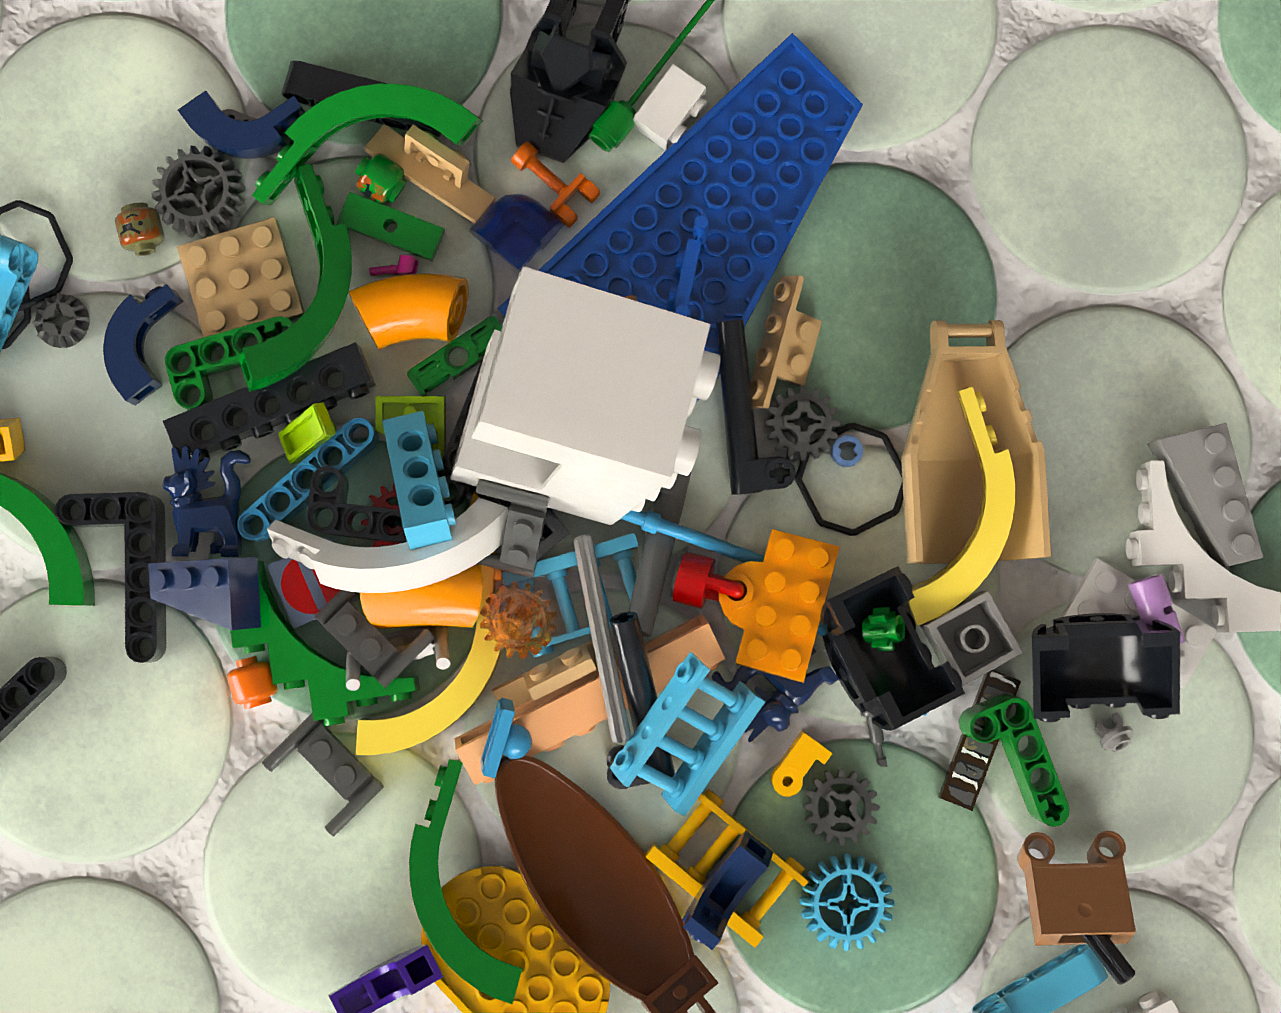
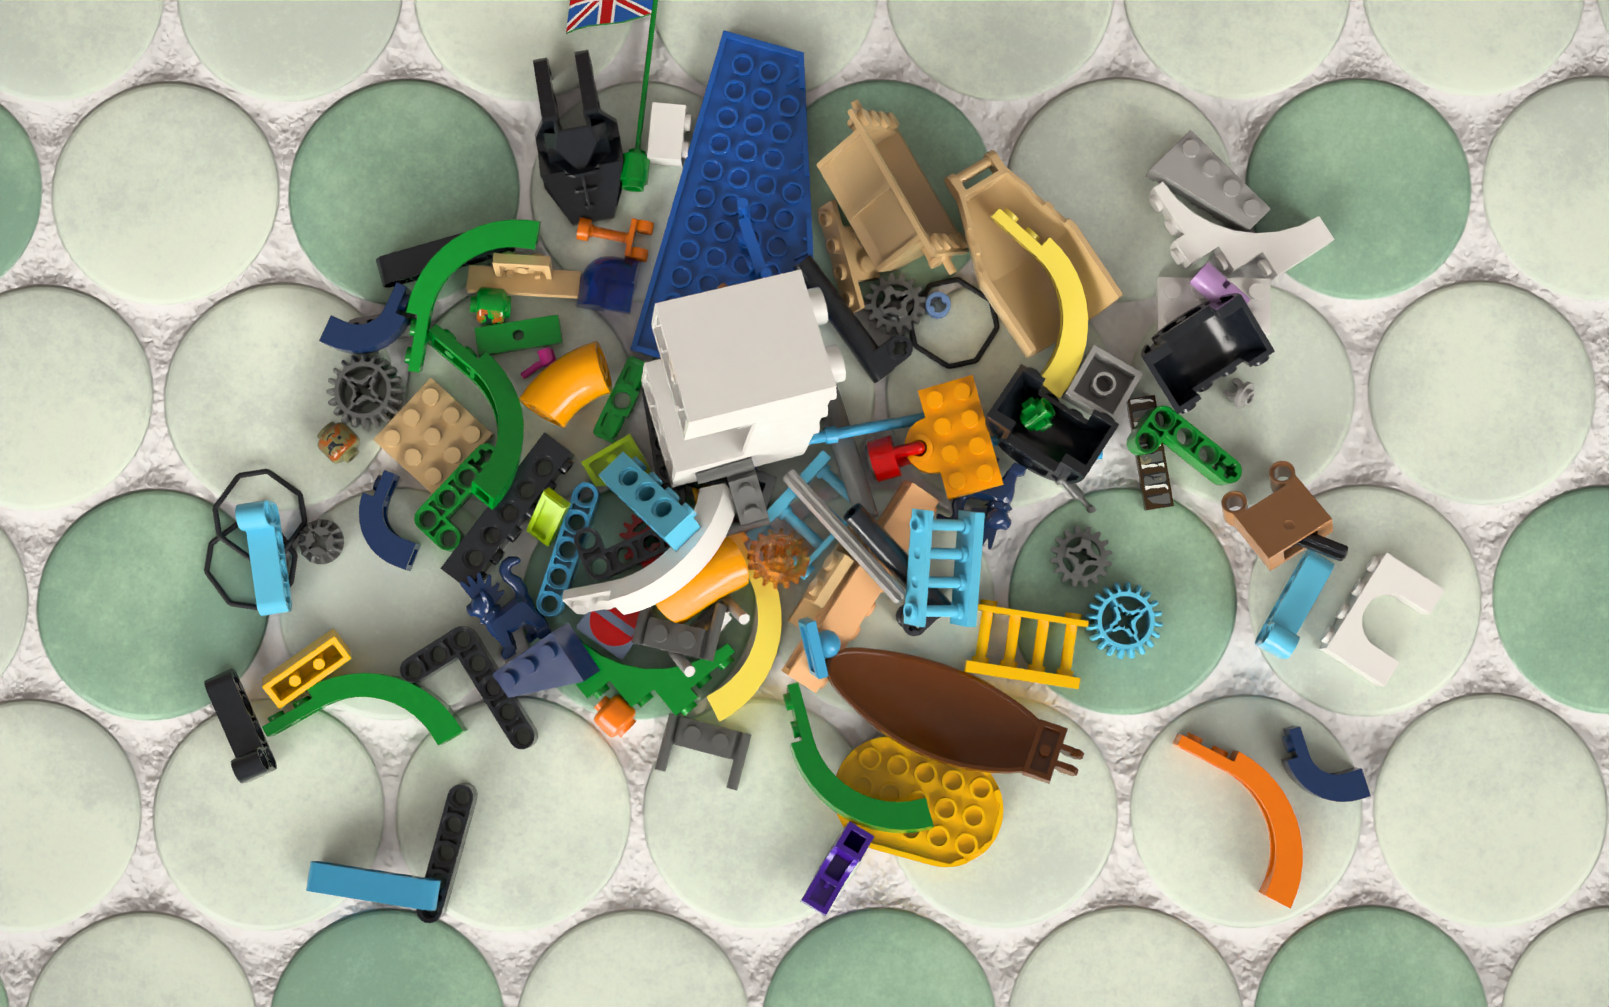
camera: 30 degrees left, 0 degrees up
(725, 888) = (1034, 656): dark blue arch -> none
(795, 763) = (1031, 545): yellow leg -> none
(863, 305) = (889, 195): none -> tan piece

